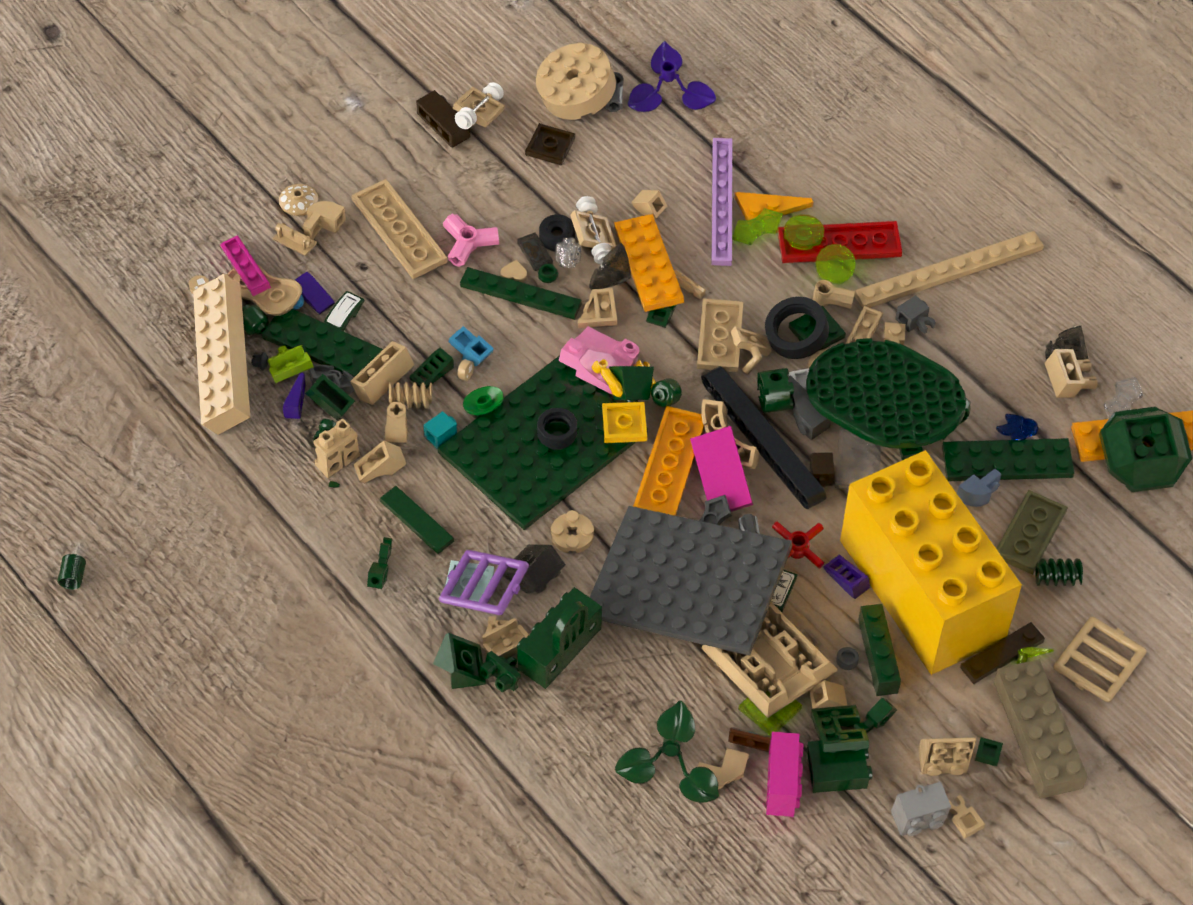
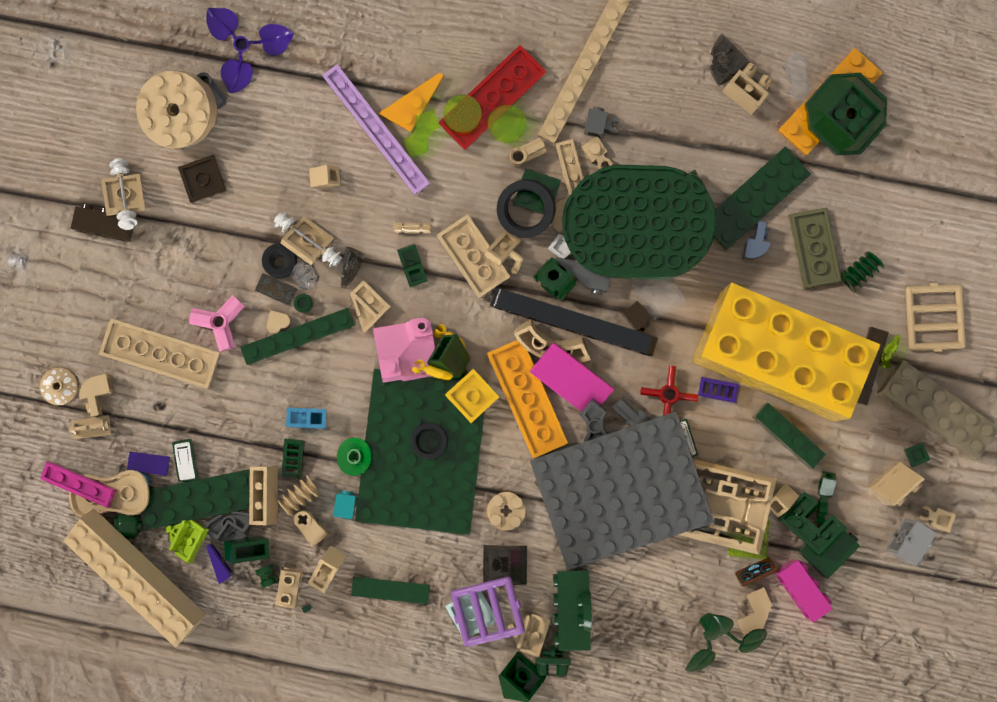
camera: 35 degrees left, 30 degrees up
(196, 282) = (57, 525): tan tile -> none
(260, 360) = (163, 553): black piece -> none
(379, 571) = (402, 654): dark green piece -> none
(465, 369) = (318, 439): tan tile -> none
(649, 263) = (370, 234): light orange plate -> none
(666, 392) = (478, 342): dark green head -> none
(847, 658) = (769, 456): dark grey tile -> none
(1018, 427) = (741, 167): clear blue plate -> none

